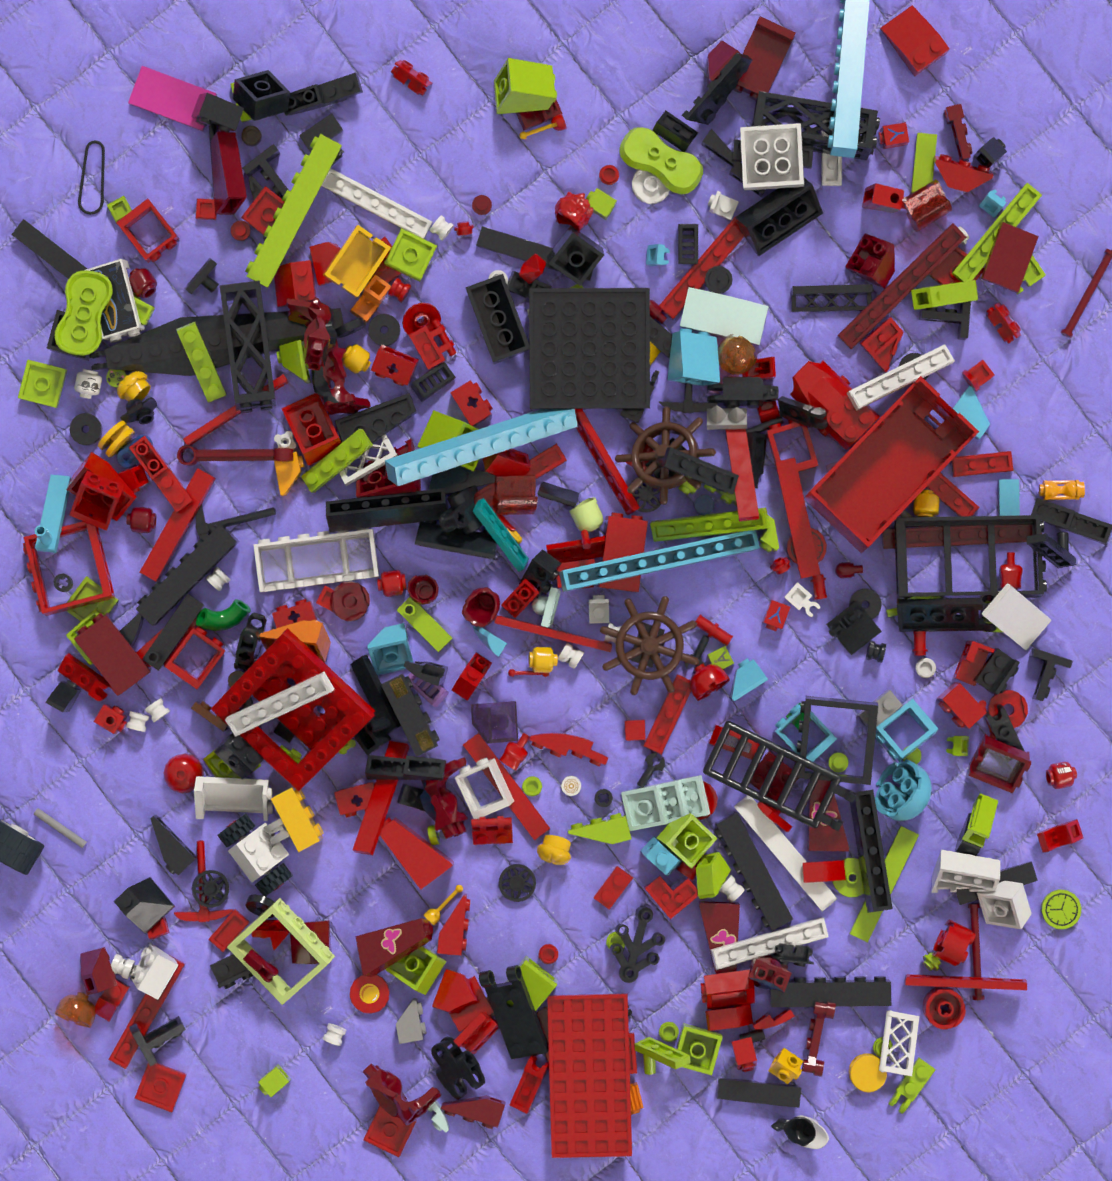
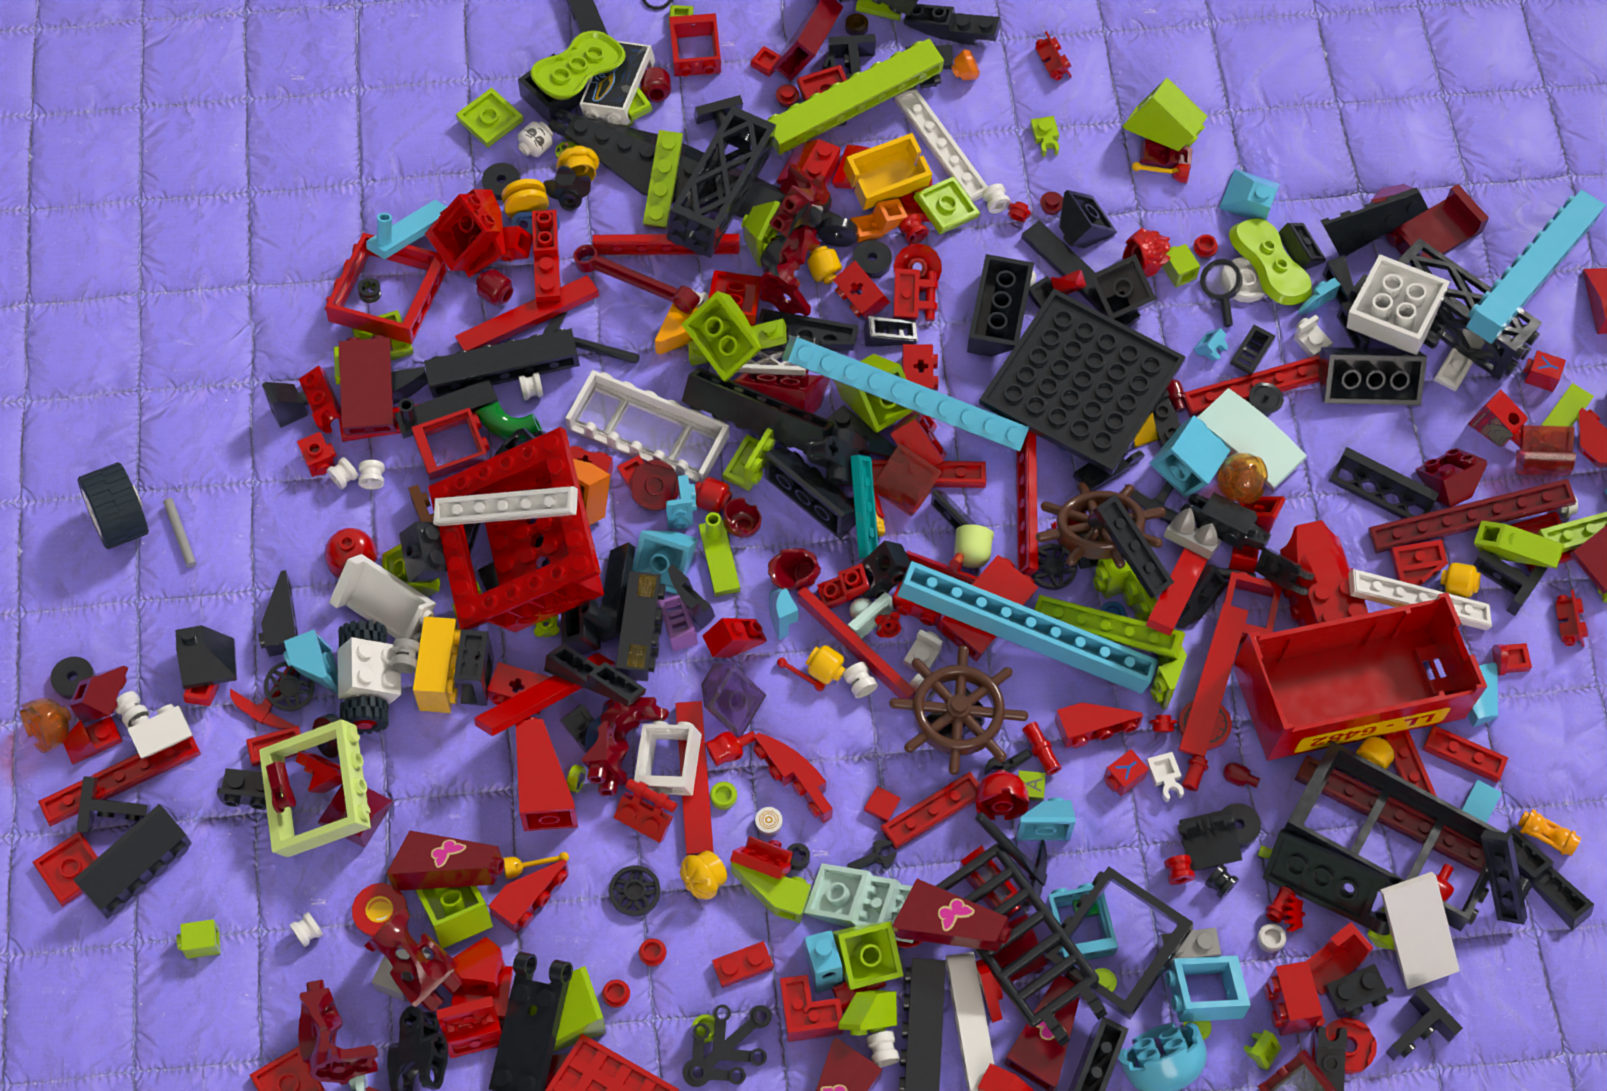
camera: 30 degrees right, 25 degrees down
(58, 970) = (64, 670): none -> black piece
(200, 1062) = (133, 862): none -> black slope
(217, 866) = (313, 659): none -> medium azure slope
(323, 808) = (474, 666): none -> black window
(331, 472) = (723, 334): none -> lime slope
(354, 127) = (965, 66): none -> orange cone
(380, 602) = (681, 511): none -> medium azure bracket
(400, 544) = (749, 460): none -> lime bracket
(433, 1019) = (426, 973): none -> dark red hips
(442, 145) = (1045, 132): none -> lime plate
(513, 207) = (1083, 220): none -> black slope
(553, 914) = (652, 952): none -> red plate
(565, 605) = (890, 630): none -> red plate
(585, 816) = (764, 857): none -> red slope
(616, 110) = (1249, 195): none -> medium azure slope
(636, 200) = (1221, 282): none -> piece
(711, 164) = (1322, 294): none -> medium azure plate
(725, 792) = (949, 919): none -> dark red slope
(731, 595) = (1088, 722): none -> red slope
(758, 718) = (1036, 872): none -> black piece
(845, 660) = (1179, 869): none -> red wheel
(918, 339) = (1461, 580): none -> yellow head
(931, 645) = (1294, 913): none -> red piece

